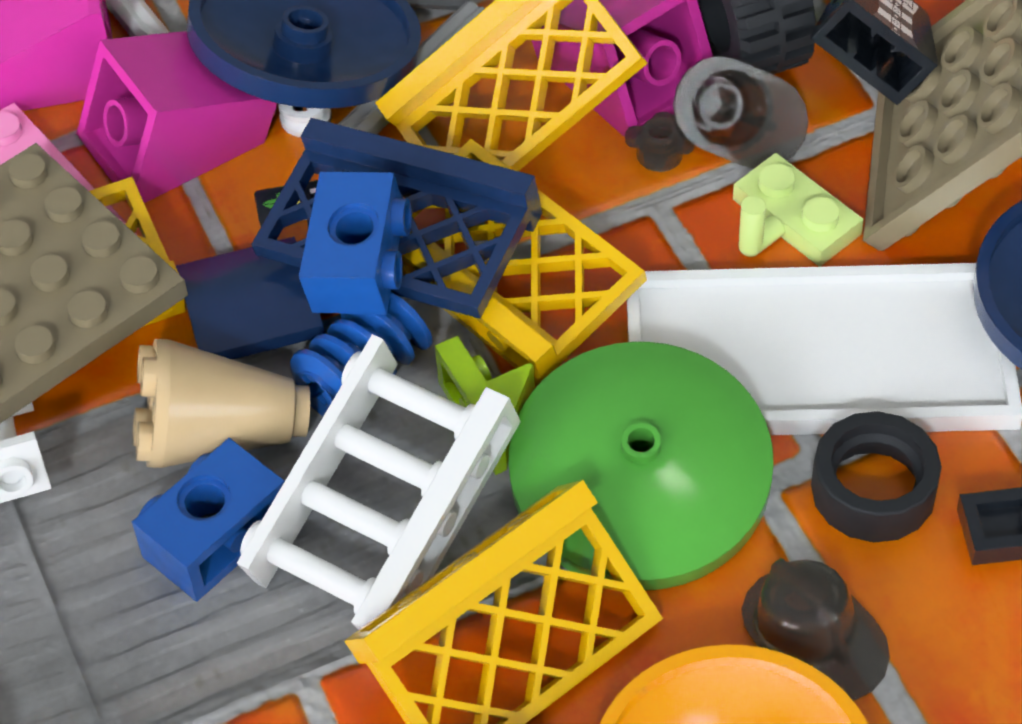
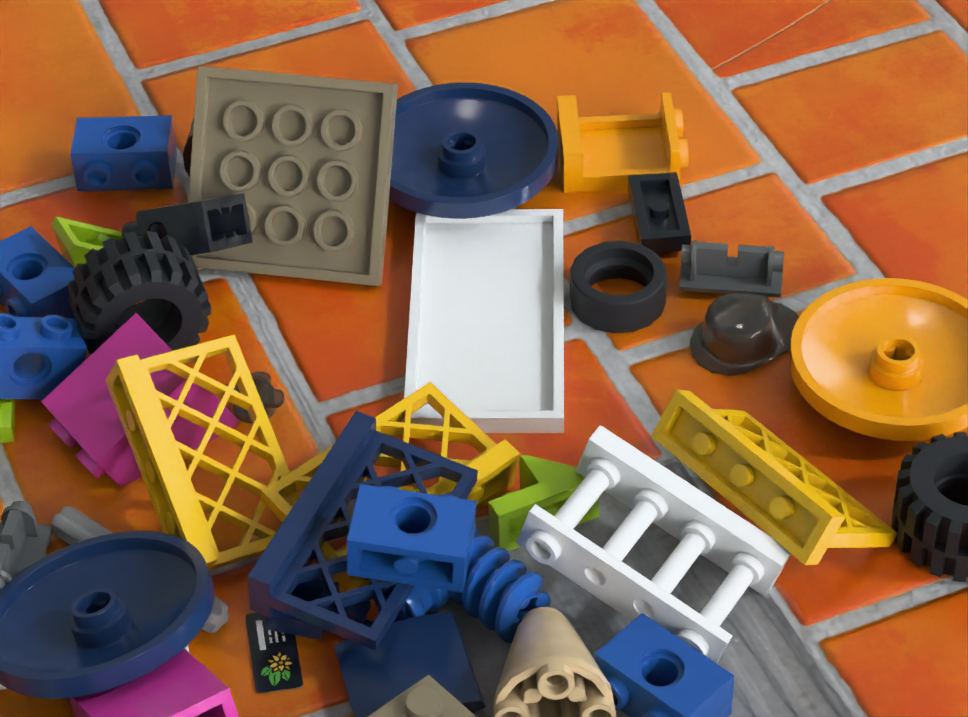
camera: 90 degrees left, 10 degrees down
(690, 490) = (587, 379): bright green dish -> none
(739, 111) = (254, 330): clear smoke piece -> none
(789, 205) = (343, 319): yellowish green plate -> none
(923, 606) = (710, 270): none -> dark grey hinge

